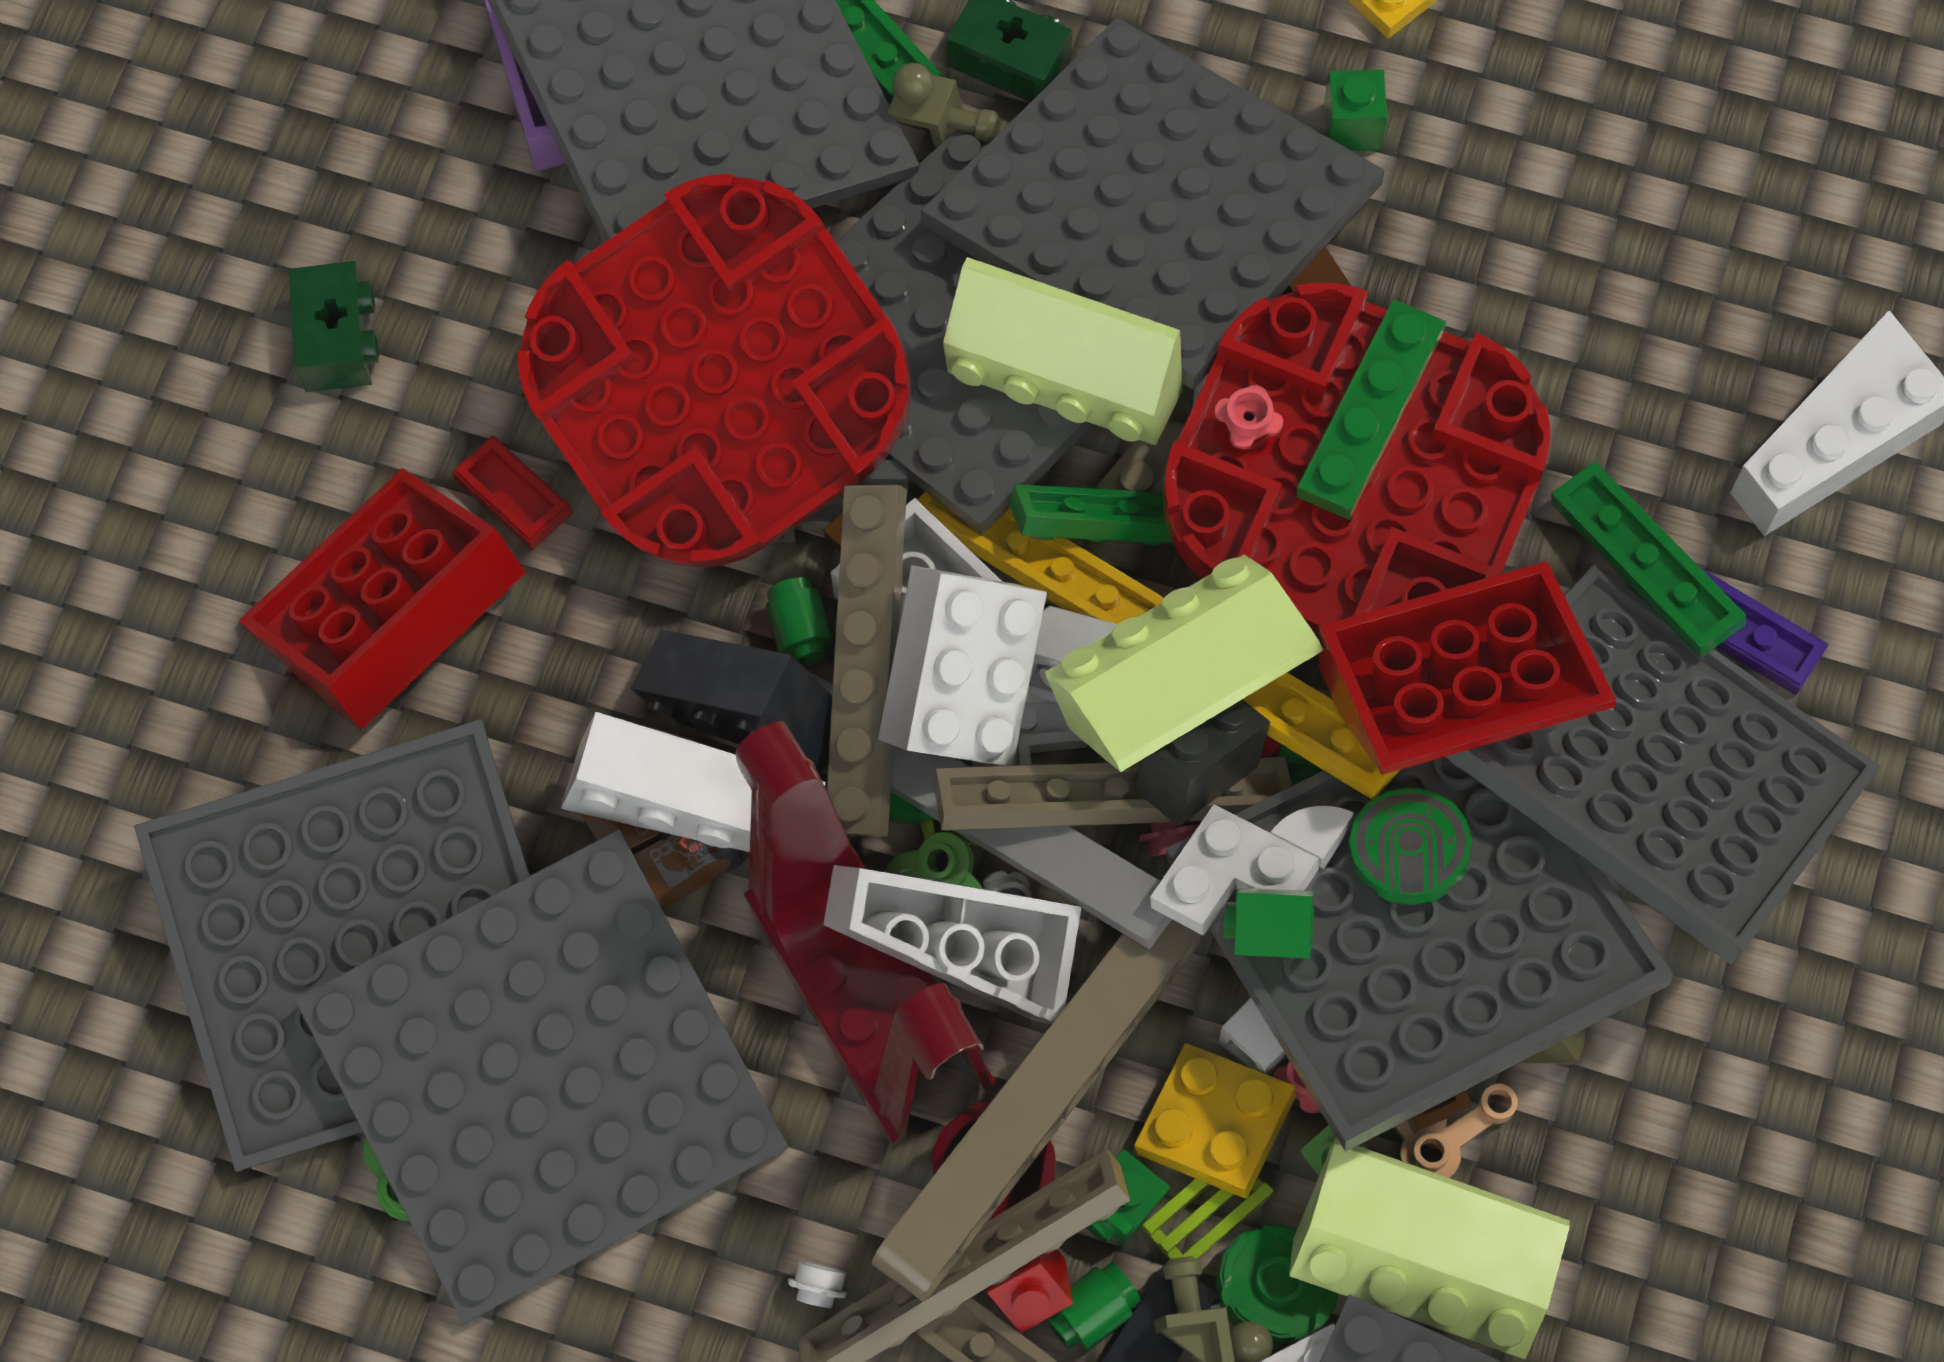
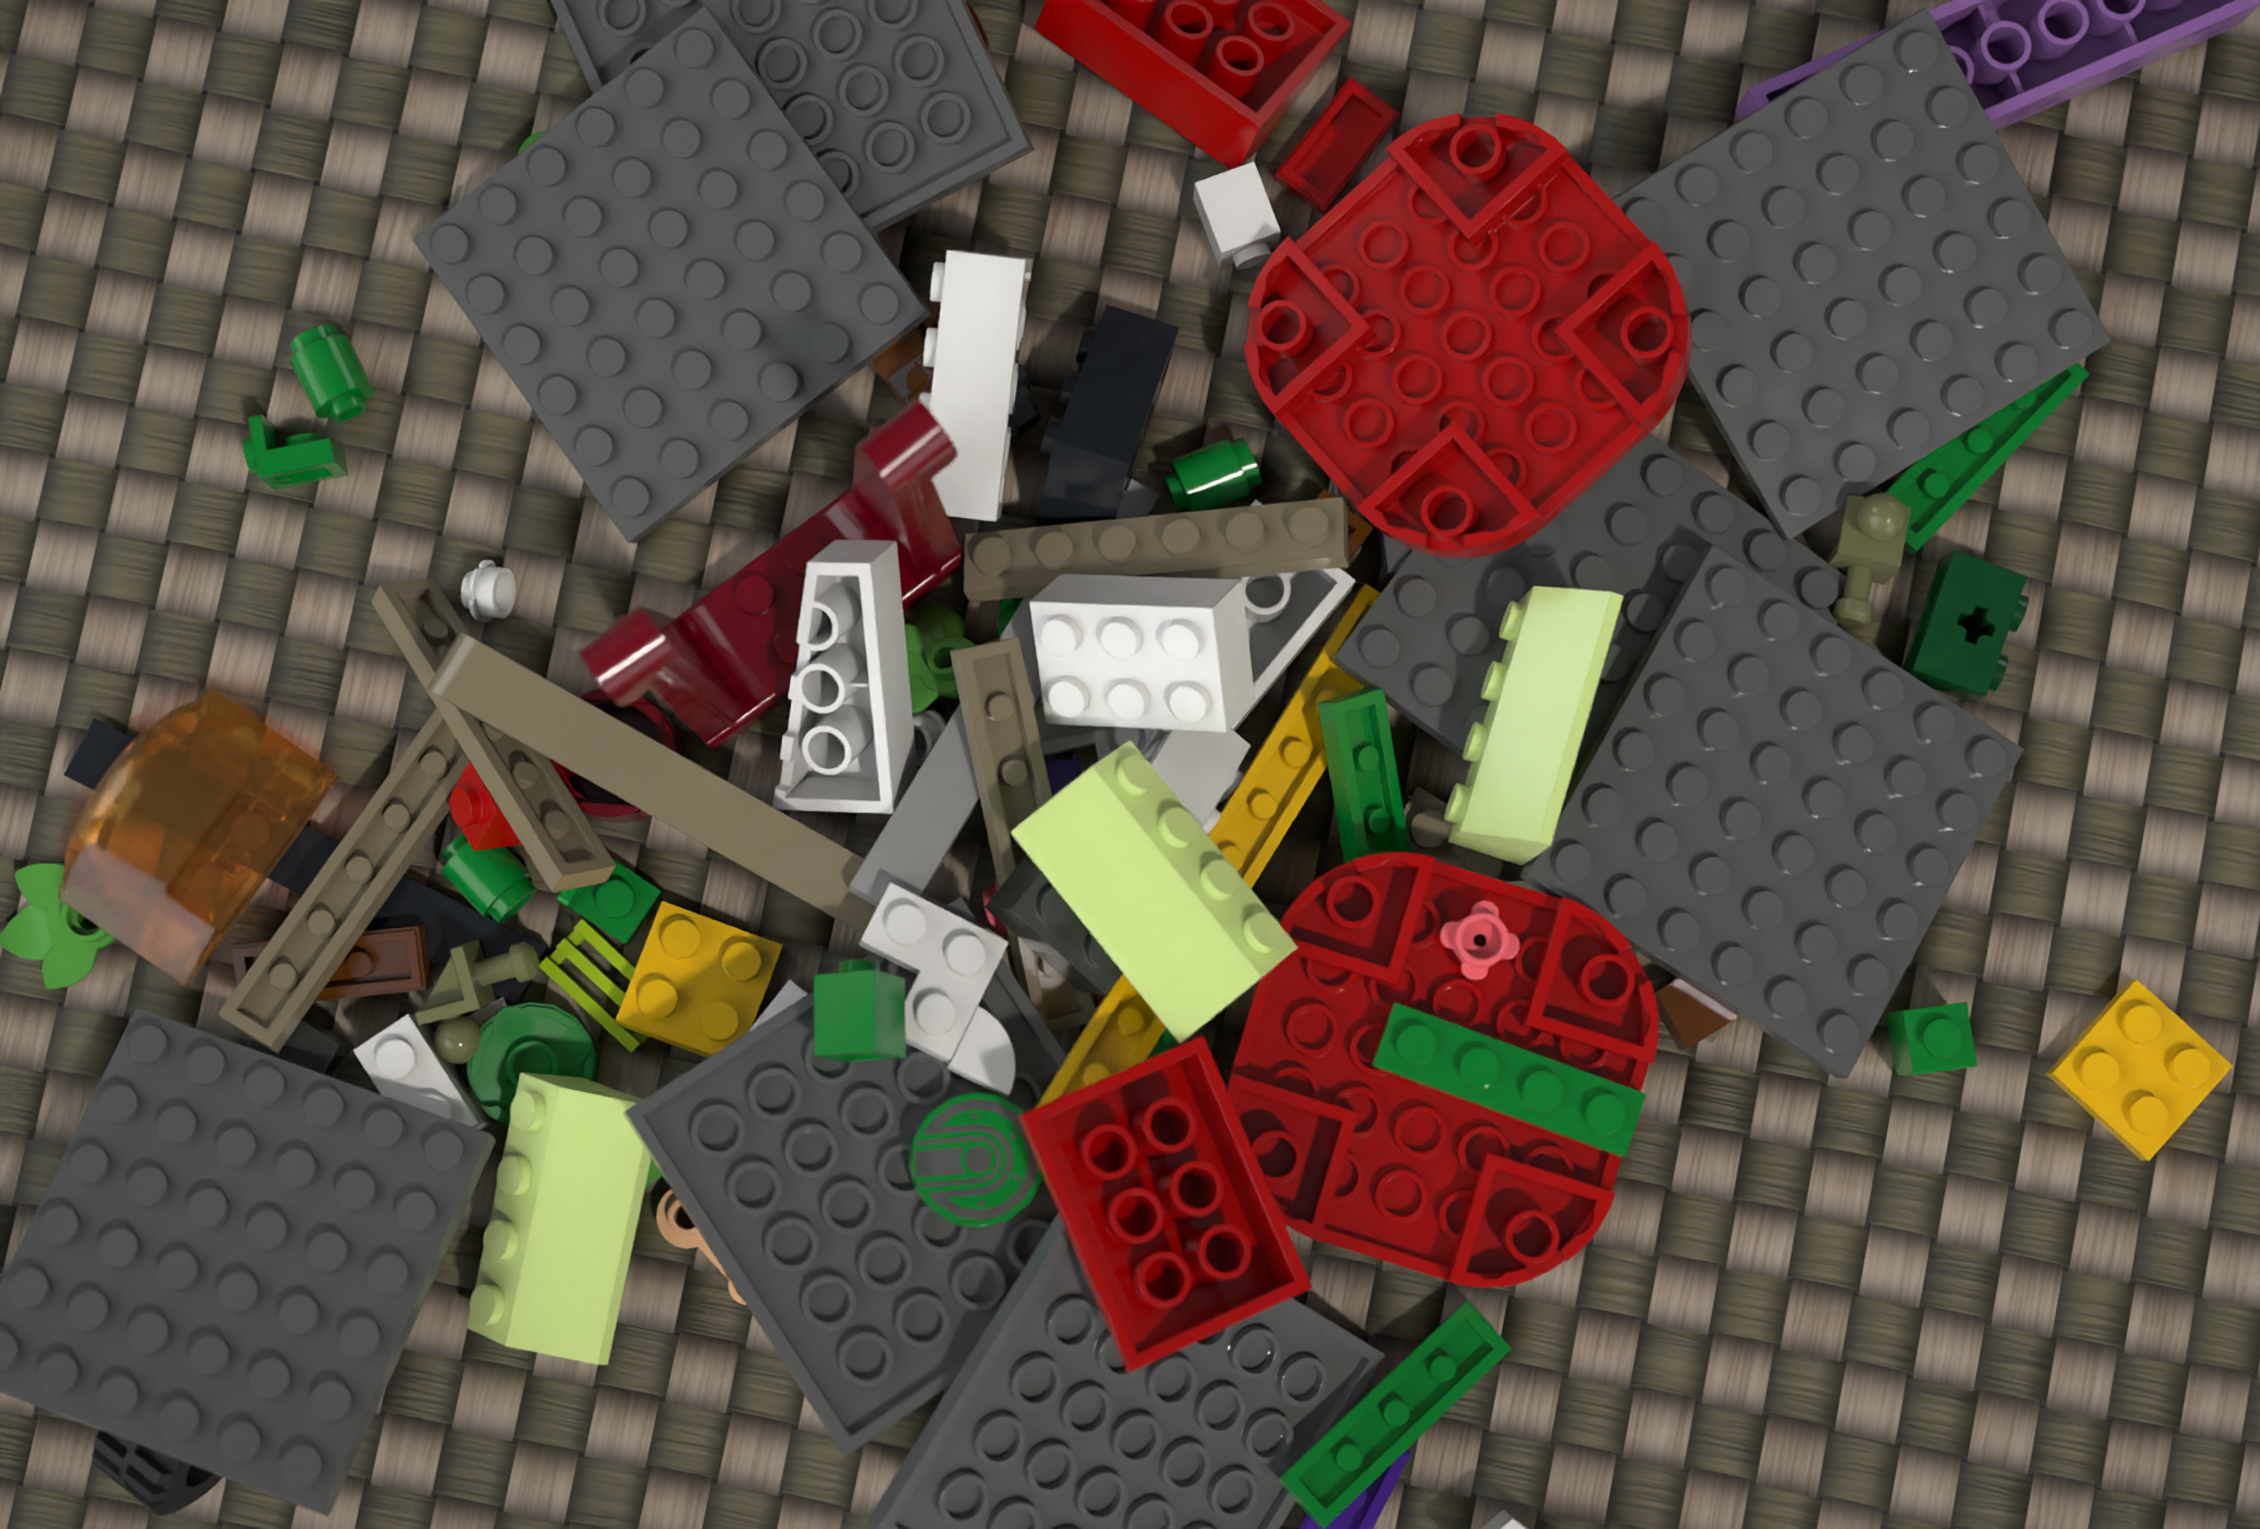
camera: 80 degrees right, 15 degrees up
(565, 576) = (1237, 217): none -> white brick

